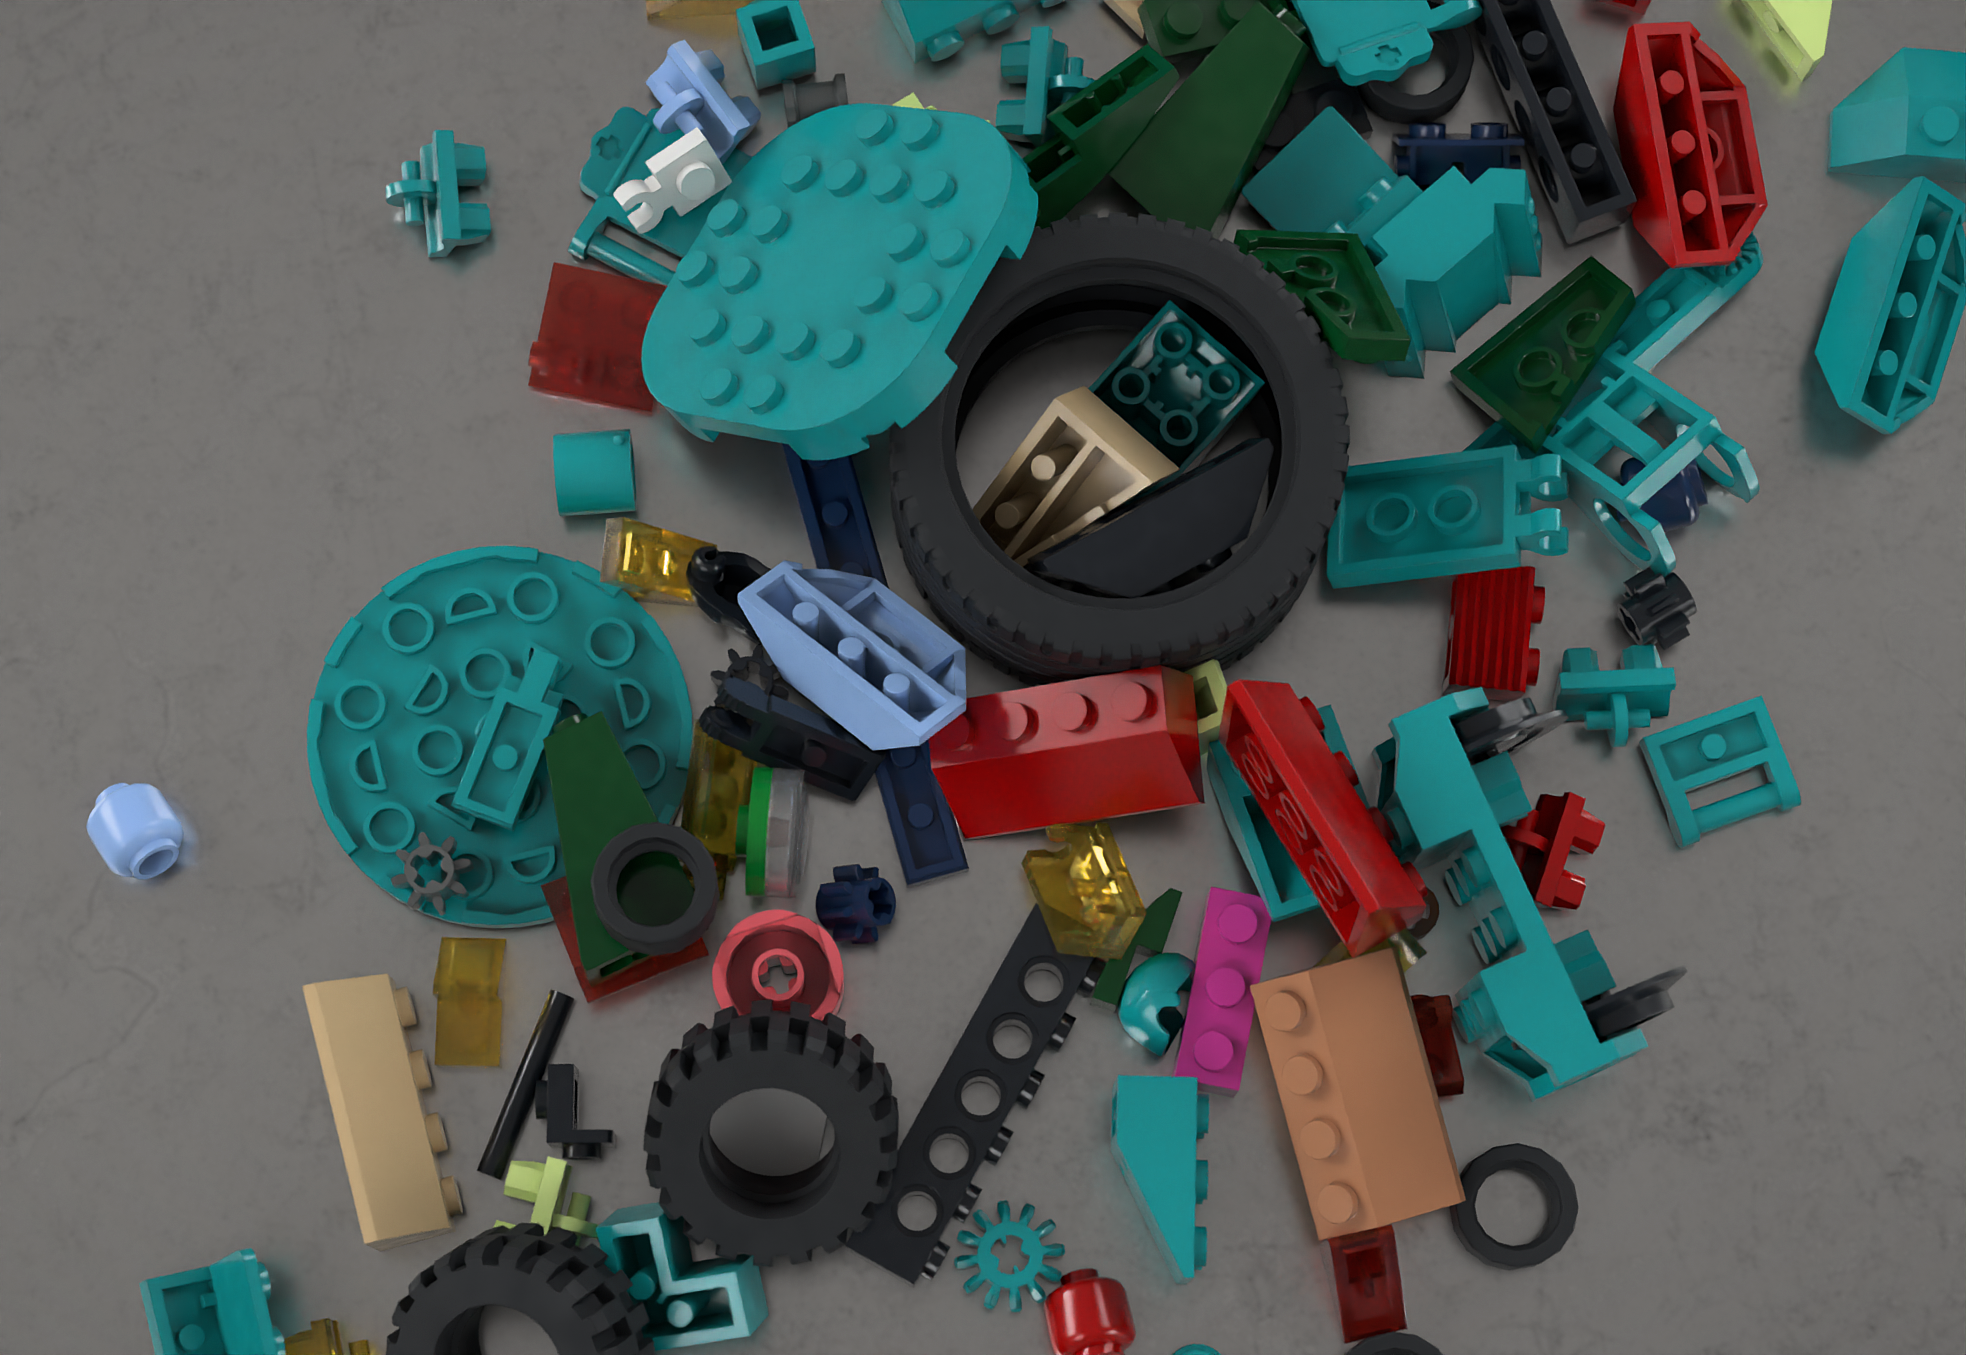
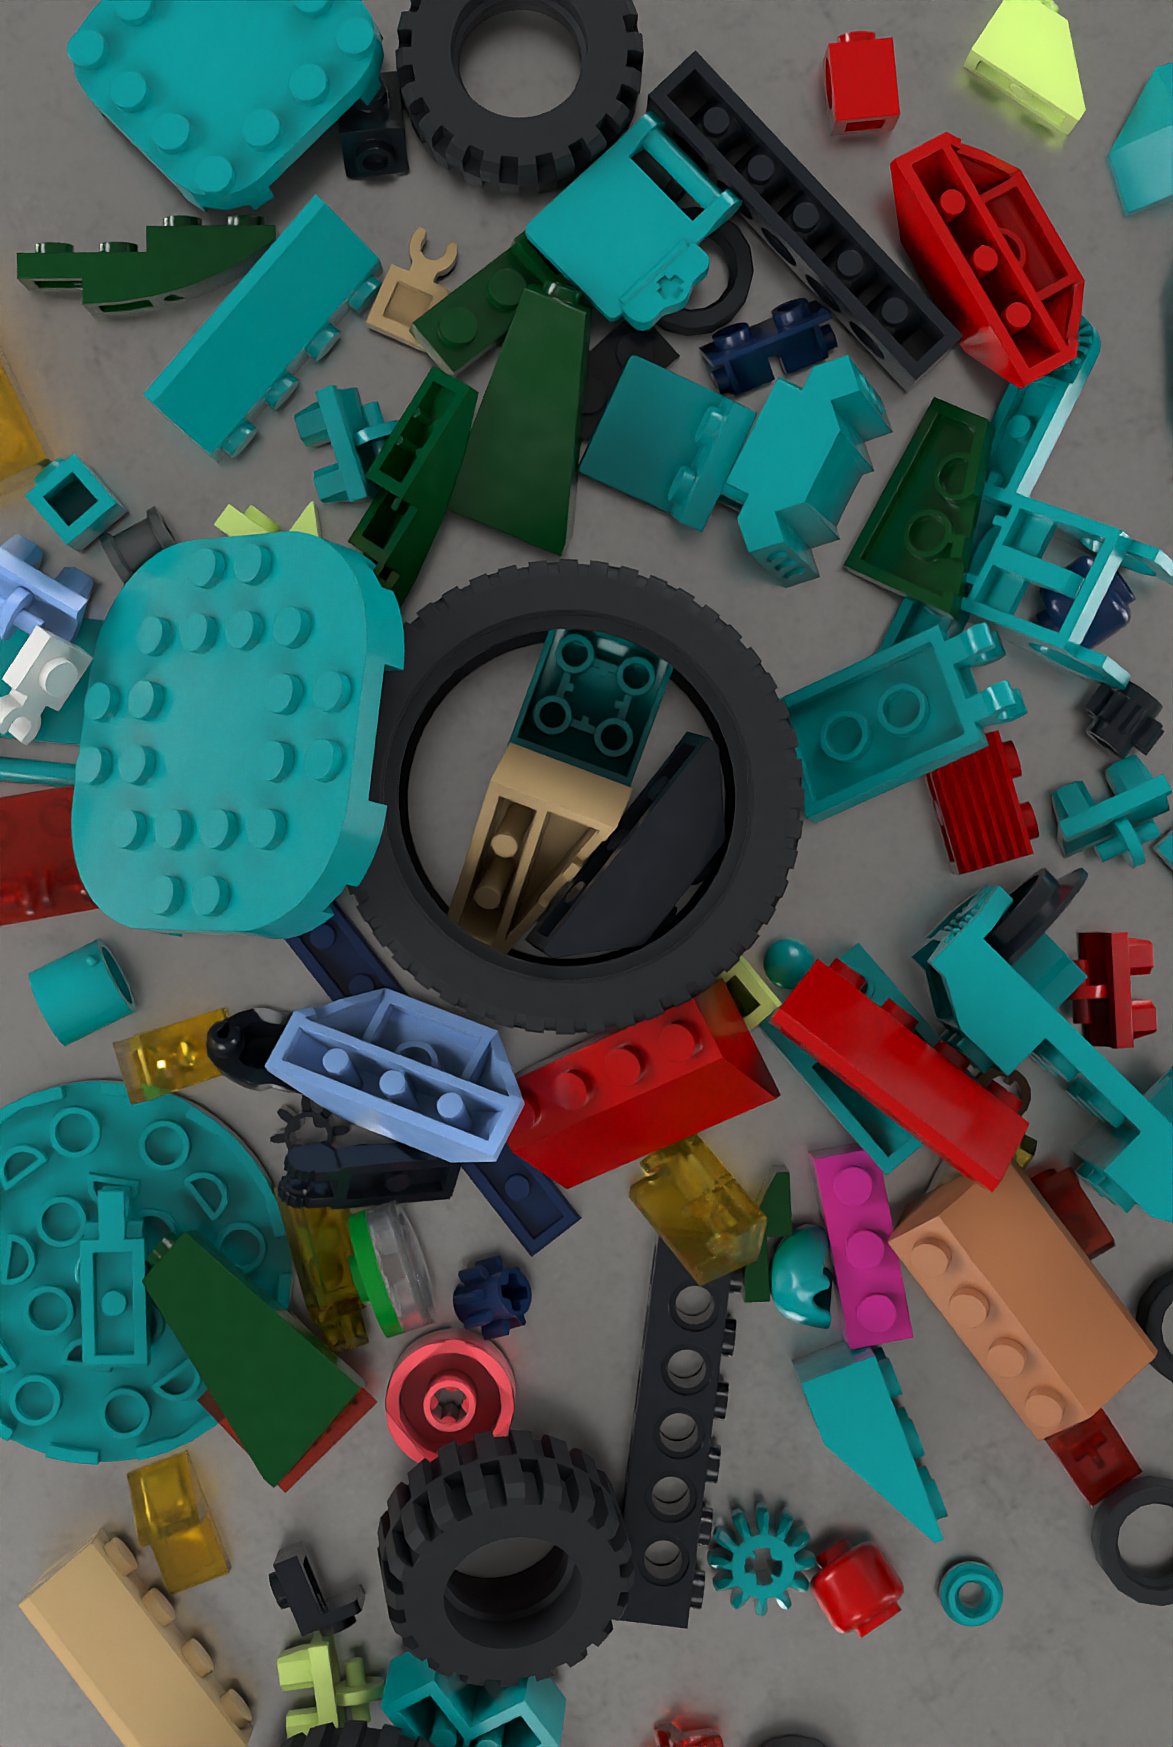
camera: 20 degrees left, 10 degrees up
(430, 856) = (77, 1445): dark grey gear -> none
(524, 1084) = (258, 1569): black bar -> none
(647, 839) = (255, 1400): black tyre -> none
(1337, 287) = (712, 554): dark green wing -> none

